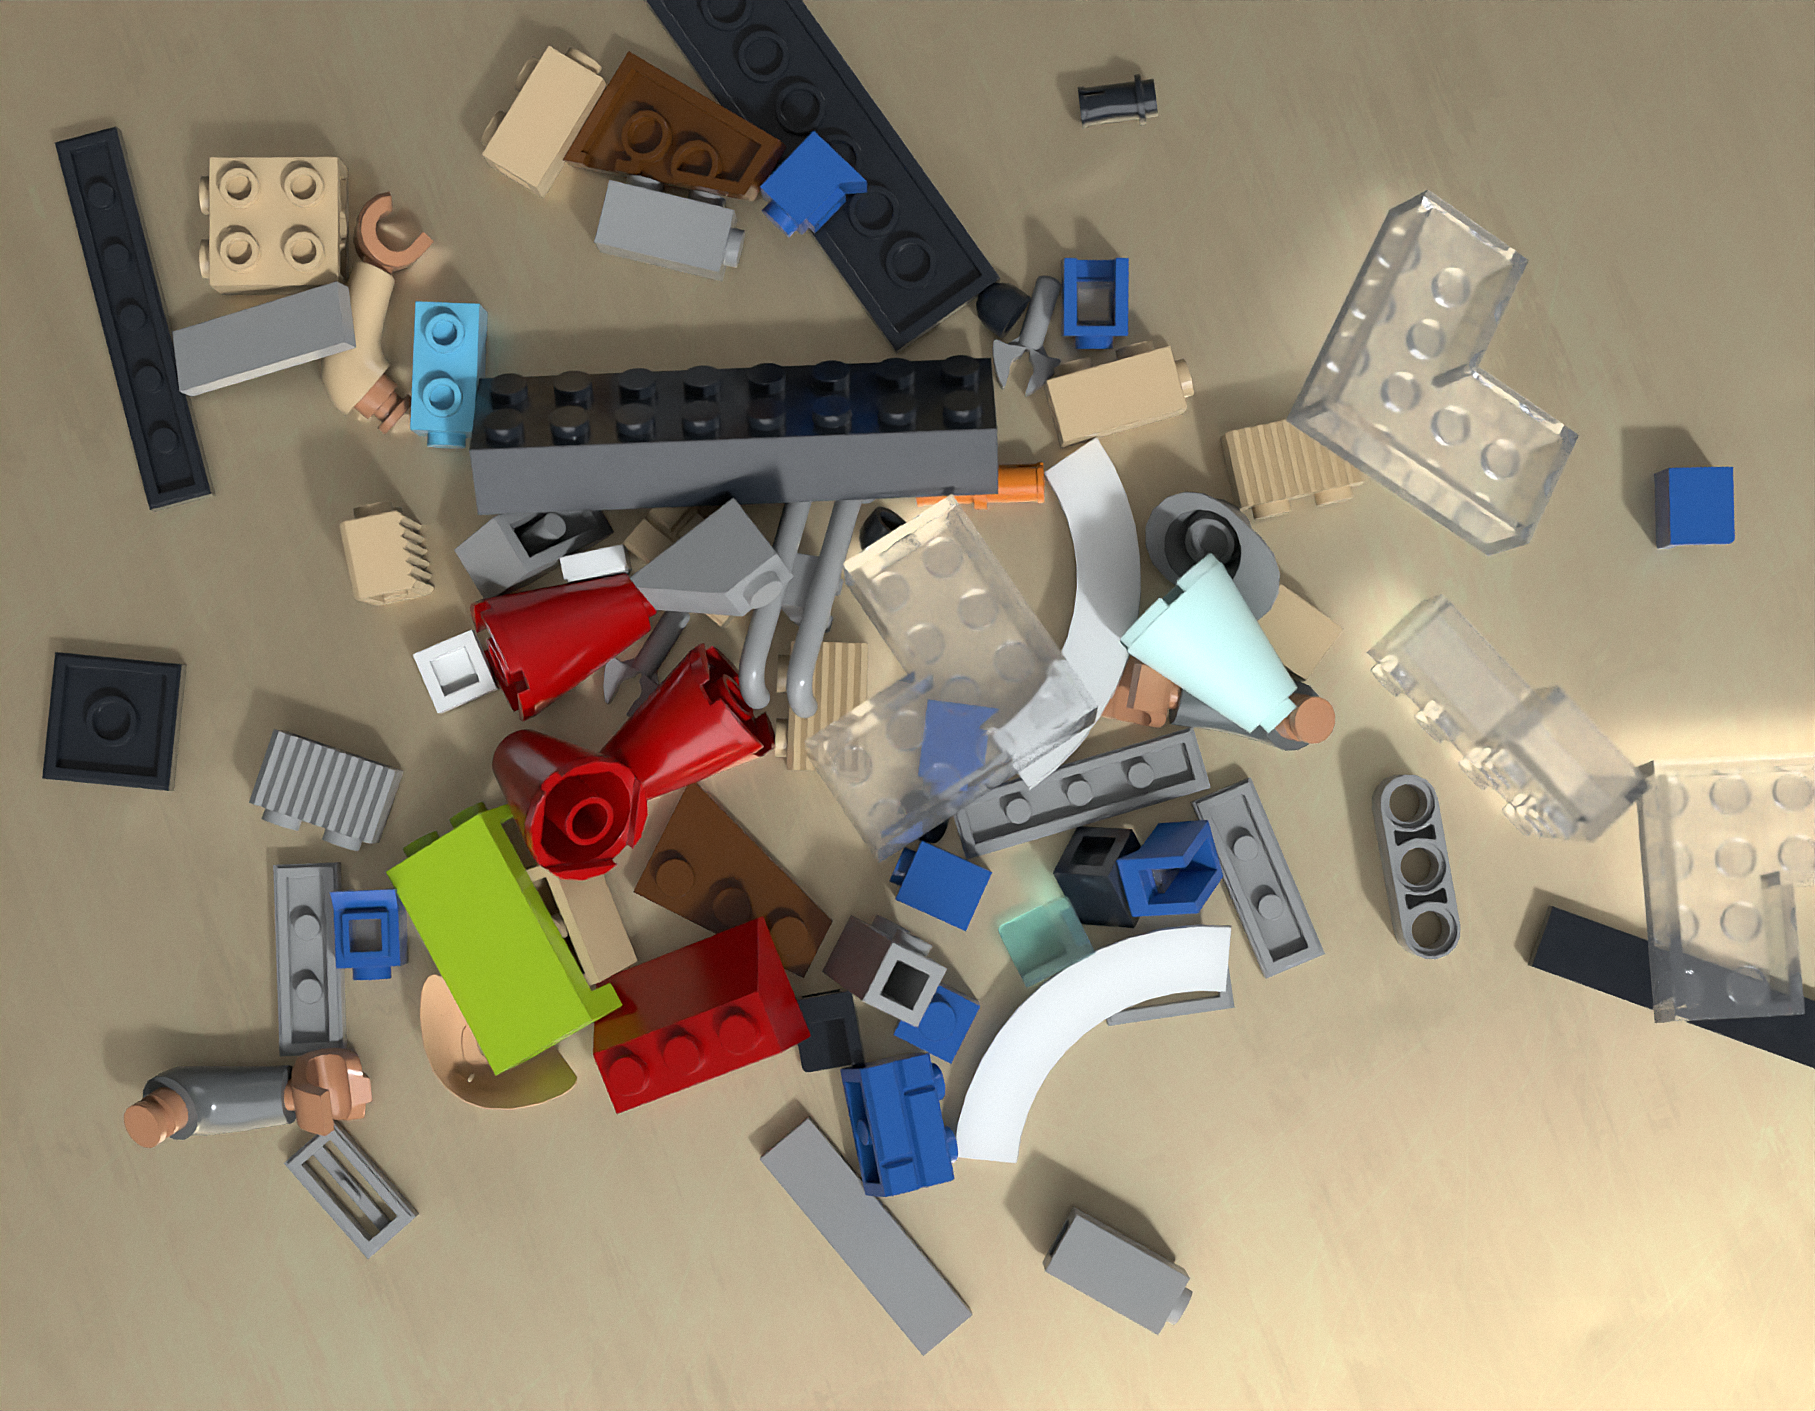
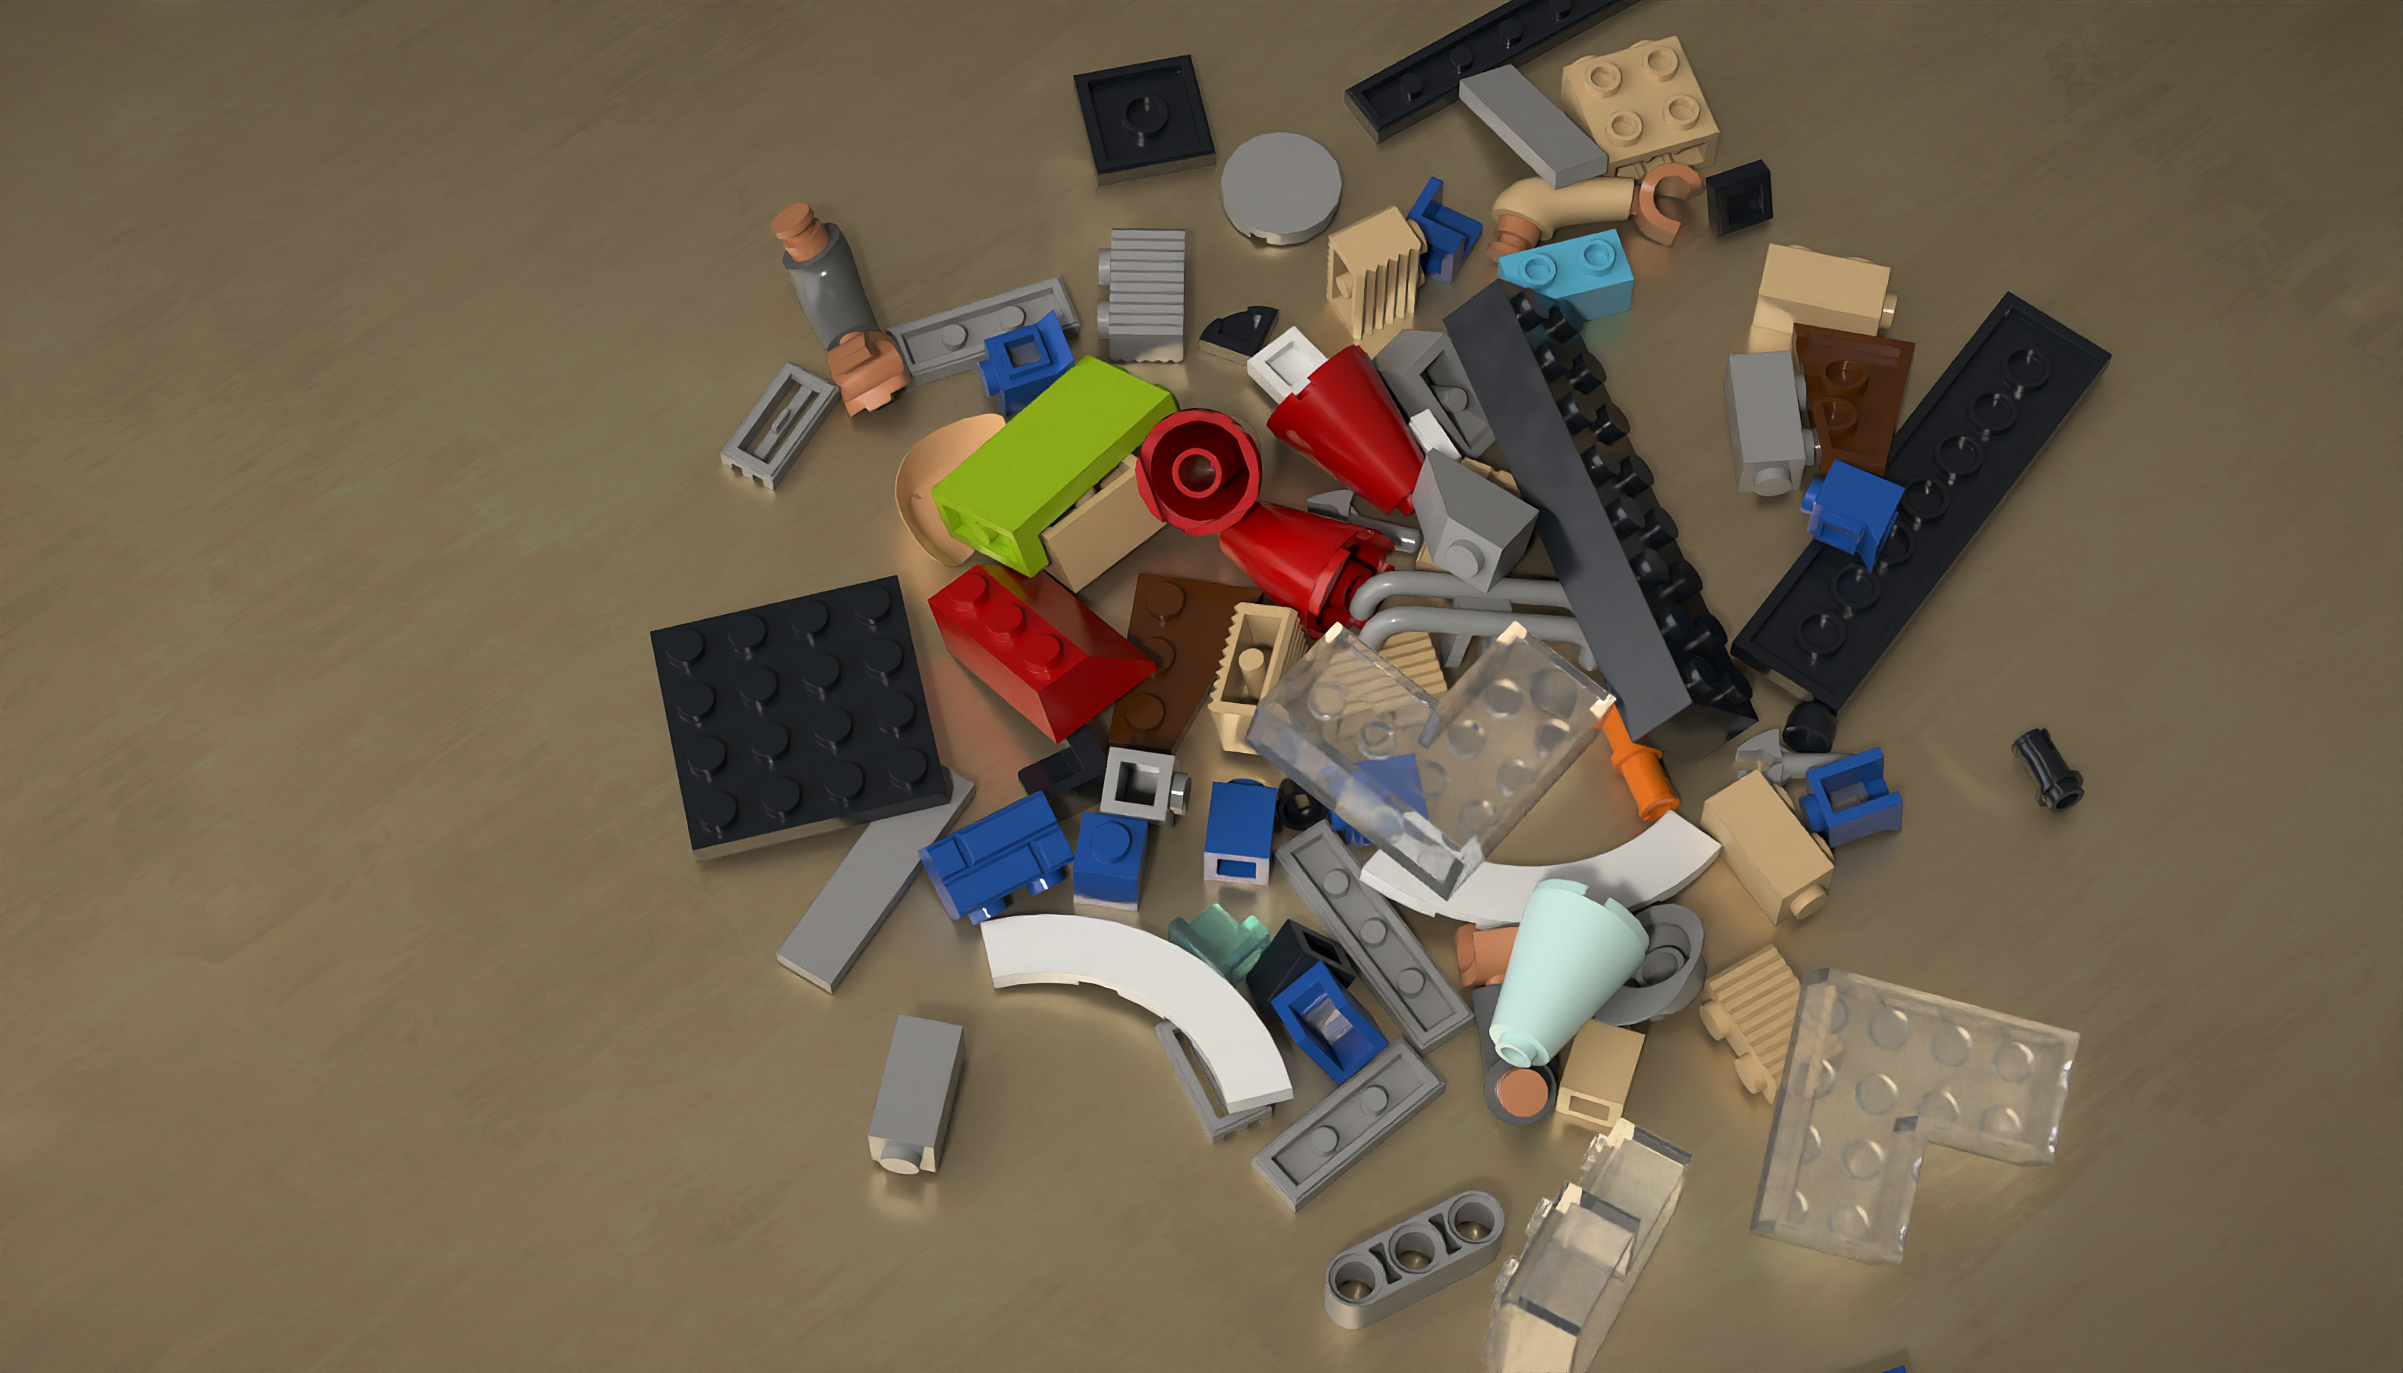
camera: 75 degrees right, 25 degrees down
(240, 610) = (1281, 188): none -> light grey tile
(349, 471) = (1447, 234): none -> blue panel
(395, 705) = (1240, 334): none -> black tile
(408, 161) = (1739, 197): none -> black tile
(684, 1266) = (797, 718): none -> black plate
(792, 819) = (1257, 656): none -> tan brick

